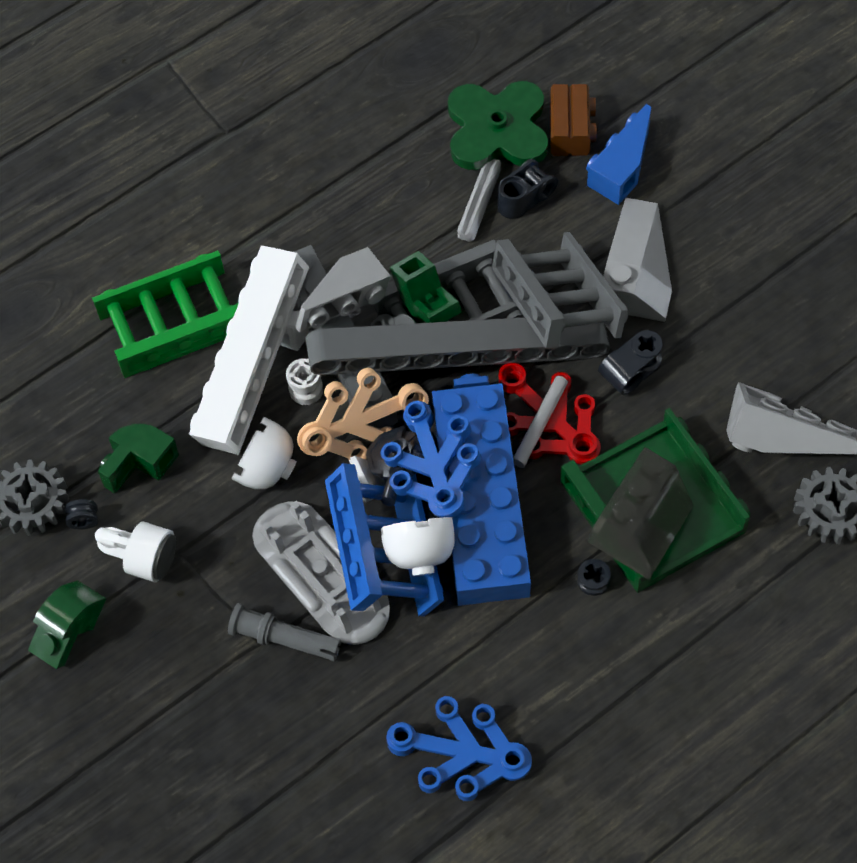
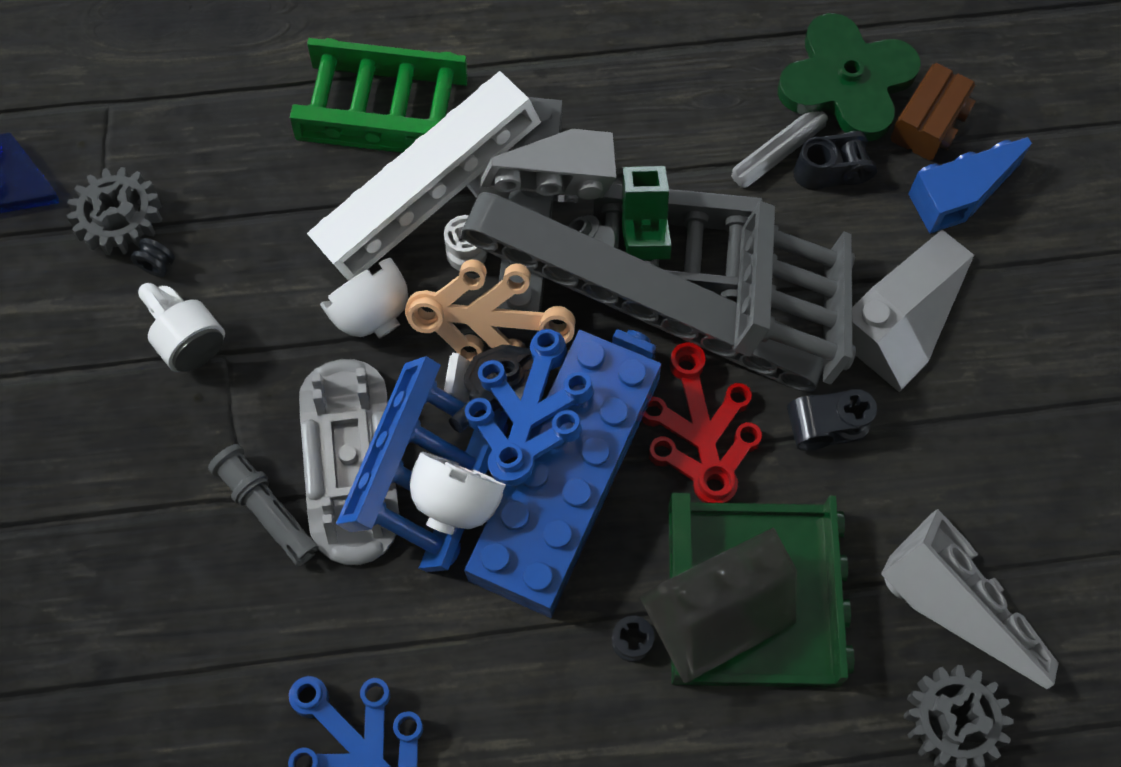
camera: 25 degrees right, 5 degrees up
(61, 618) = (58, 355): dark green brick -> none
(140, 448) = (248, 217): dark green brick -> none
(539, 421) = (684, 427): light grey bar -> none

